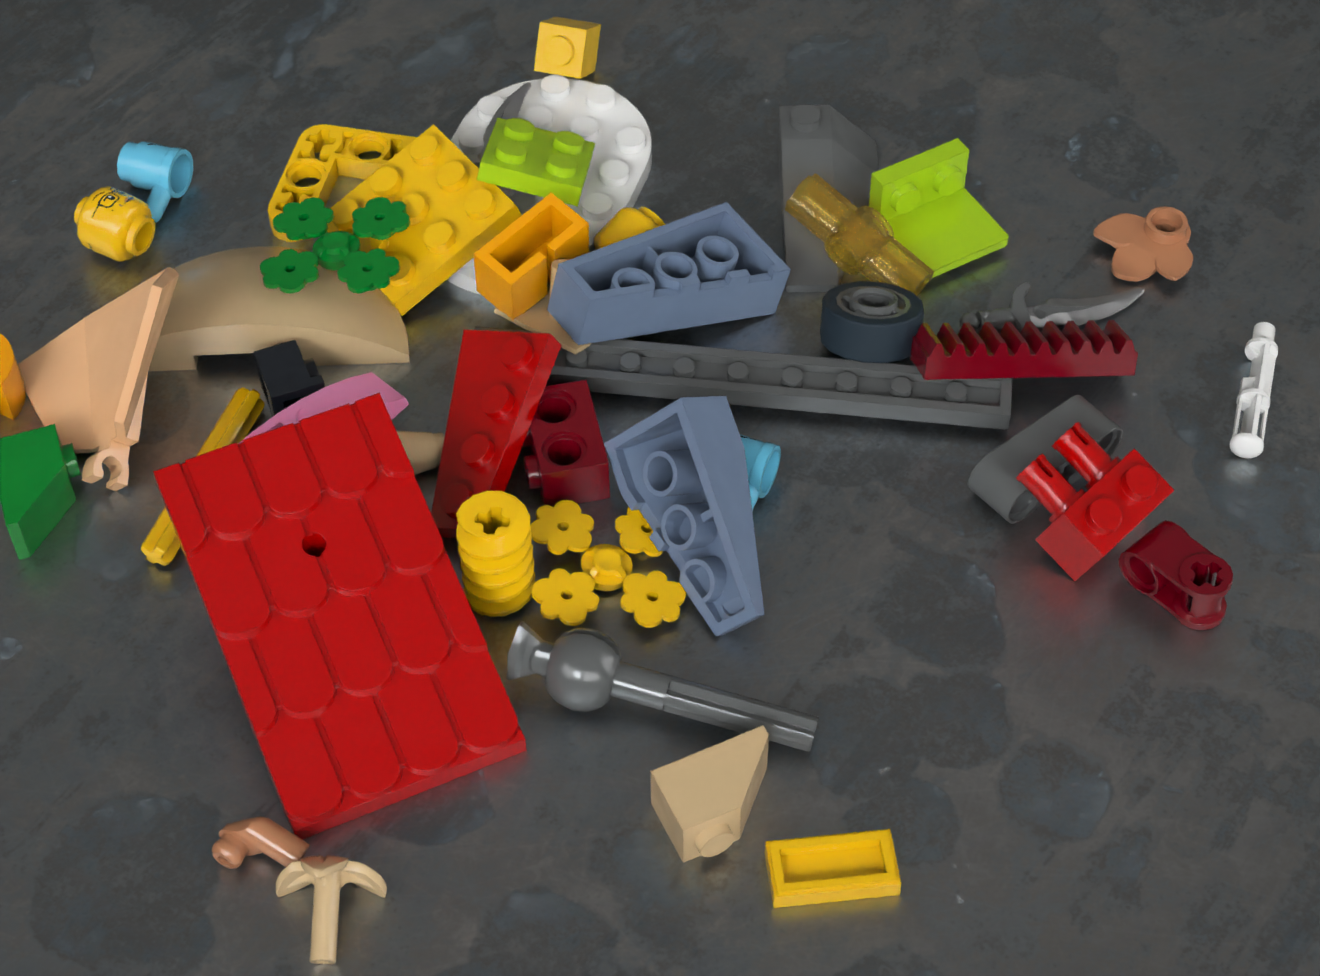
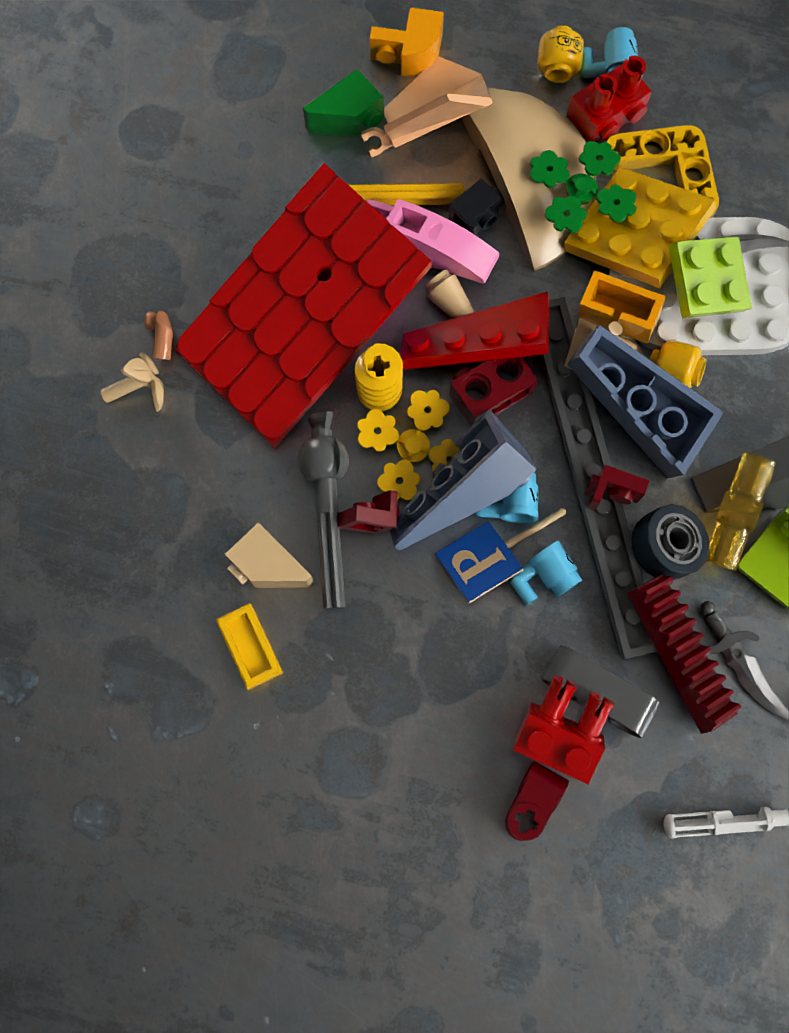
camera: 70 degrees right, 25 degrees up
(220, 191) = (610, 101): none -> red brick
(694, 632) = (372, 517): none -> dark red bracket
(775, 343) = (619, 484): none -> dark red bracket
(813, 536) = (483, 559): none -> blue piece
(859, 456) = (554, 570): none -> medium azure piece

